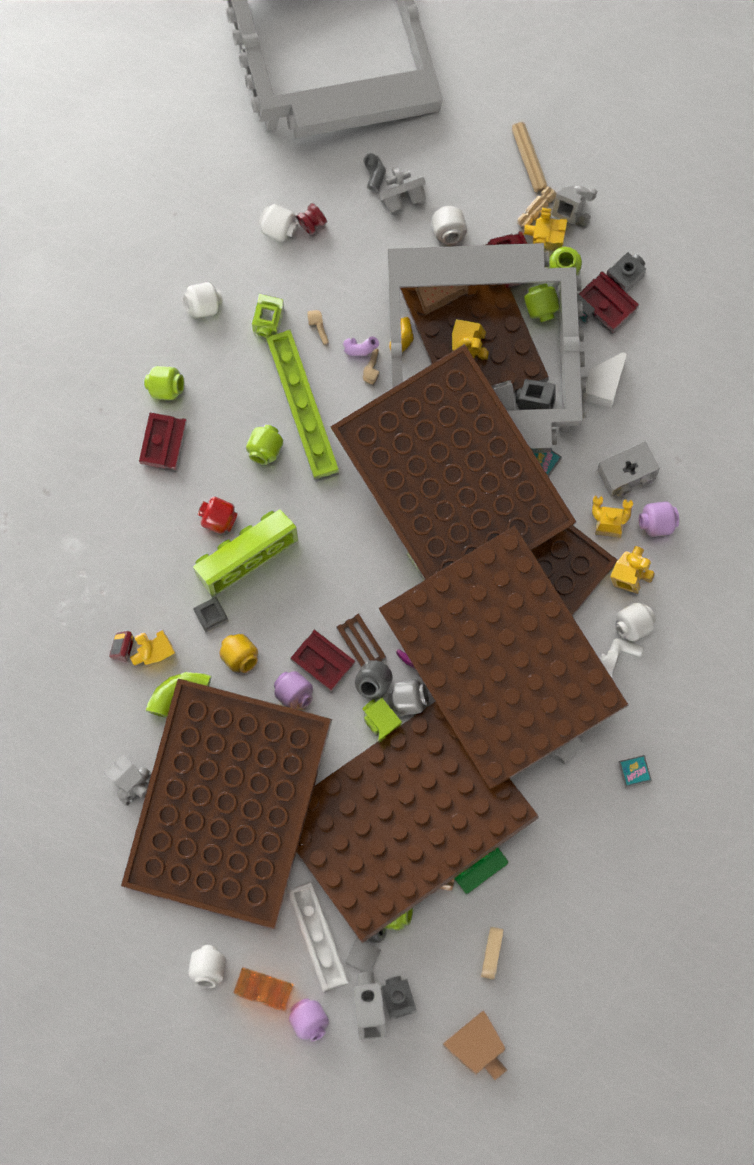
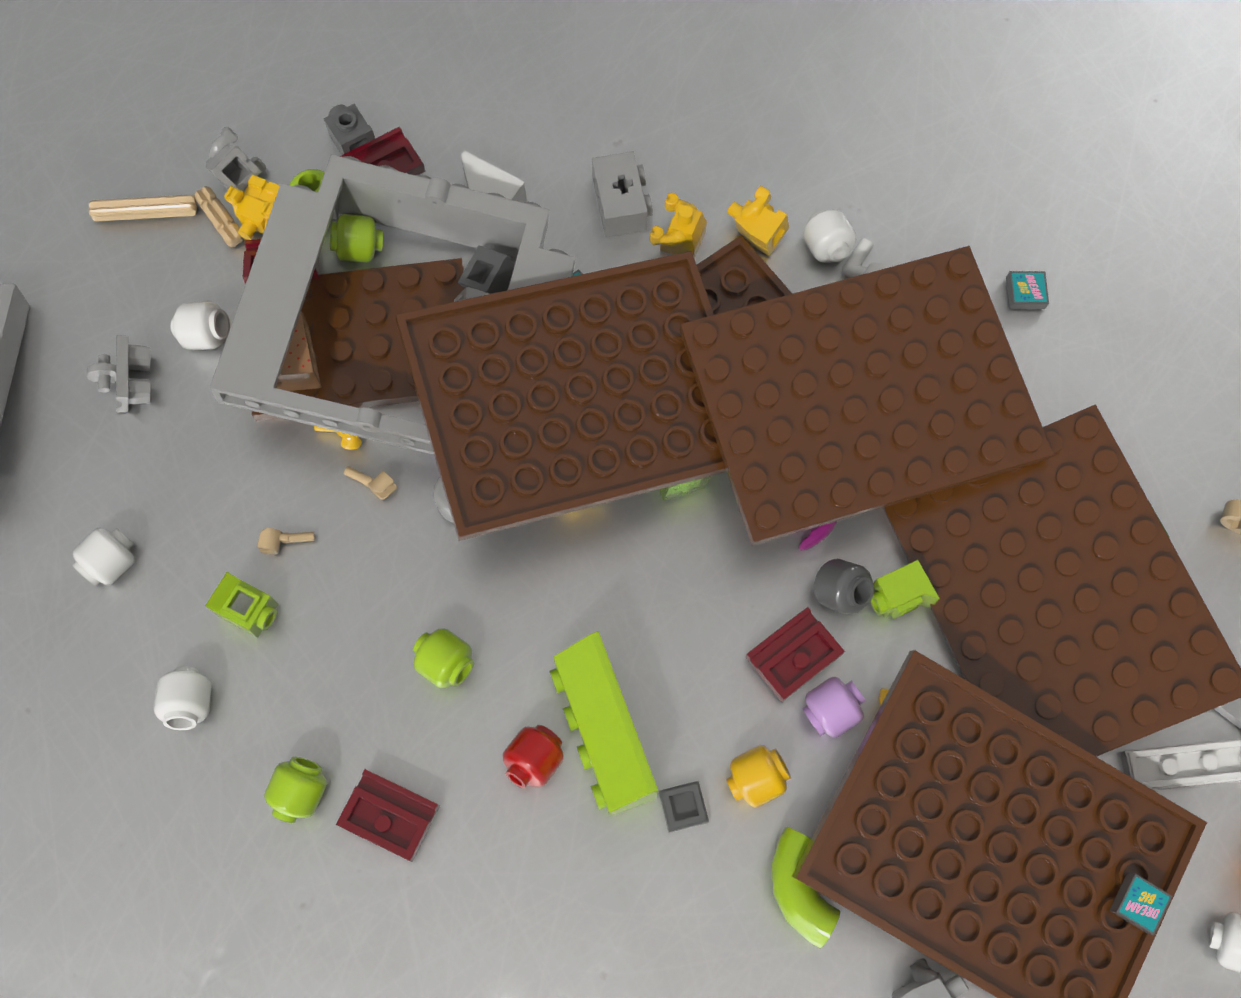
camera: 80 degrees left, 5 degrees down
(122, 646) = (703, 963): dark red slope -> none
(152, 650) = (724, 911): yellow piece -> none
(213, 891) = (1141, 903): none -> tile
(302, 404) = (395, 589): lime plate -> none
(311, 219) = (117, 507): dark red wheel -> none
(350, 624) = (772, 580): reddish brown tile -> none
(364, 349) = (341, 486): lavender arm -> none
(376, 170) = (79, 404): dark grey arm -> none
(408, 697) = (876, 545): light grey head -> none
(470, 335) = (378, 334): yellow piece -> none
(659, 519) = (697, 175): lavender head -> none

